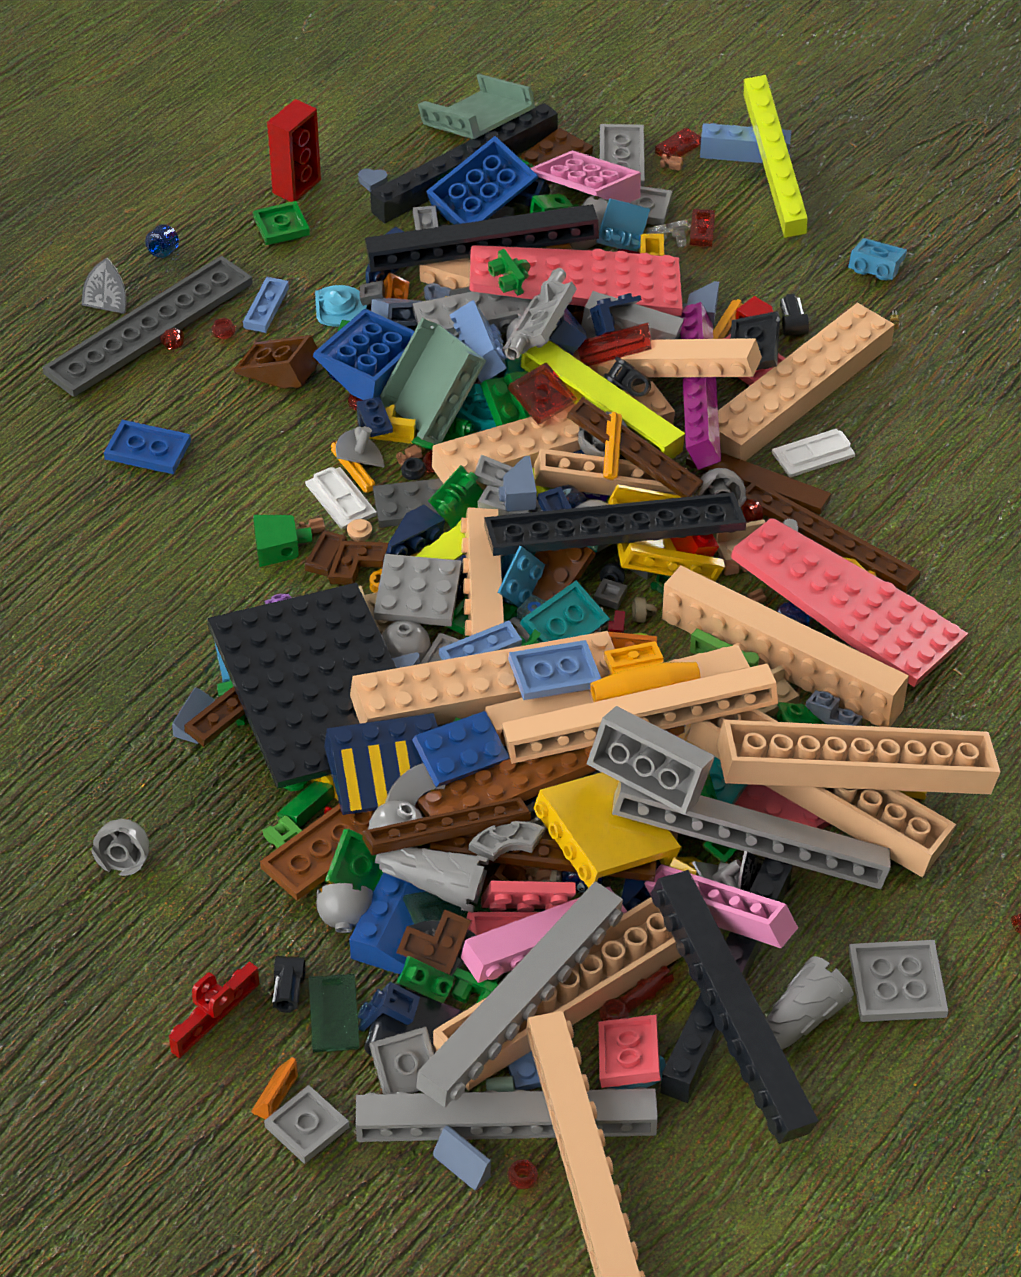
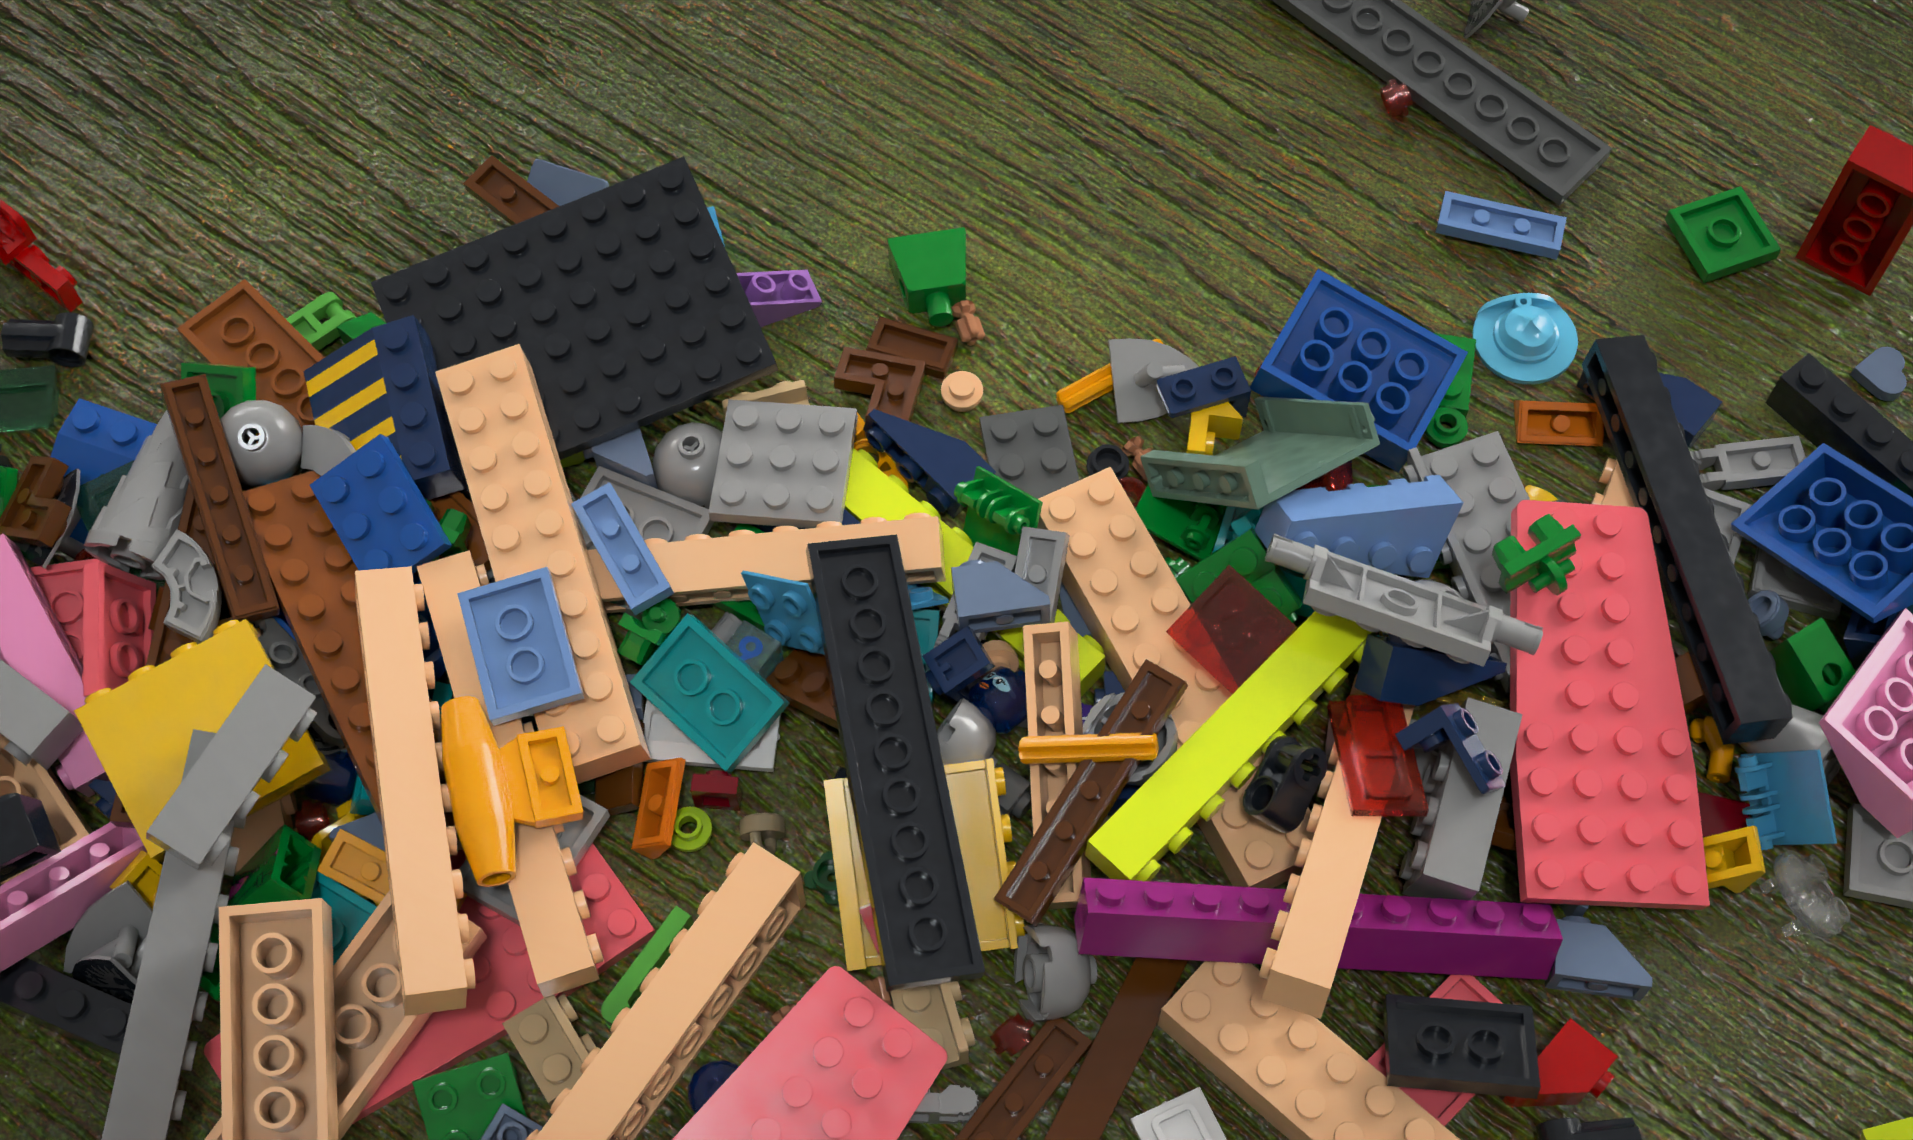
camera: 90 degrees right, 15 degrees up
(121, 846) = (313, 117): light grey cylinder -> none
(147, 446) = (1137, 87): blue plate -> none
(162, 241) = (1638, 63): clear blue head -> none
(223, 328) = (1433, 161): clear red plate -> none
(280, 361) = (1353, 245): reddish brown slope -> none
(340, 496) = (1043, 363): white piece -> none
(342, 905) = (138, 387): light grey cylinder -> none
(371, 291) = (1547, 380): flat silver plate -> none
(396, 310) = (1493, 407): sand blue slope -> none
(435, 291) = (1571, 484): sand blue tile -> none
(610, 593) = (803, 781): flat silver plate -> none
(702, 227) = (1845, 969): clear red plate -> none
(724, 324) = (1556, 1008): light orange axle -> none

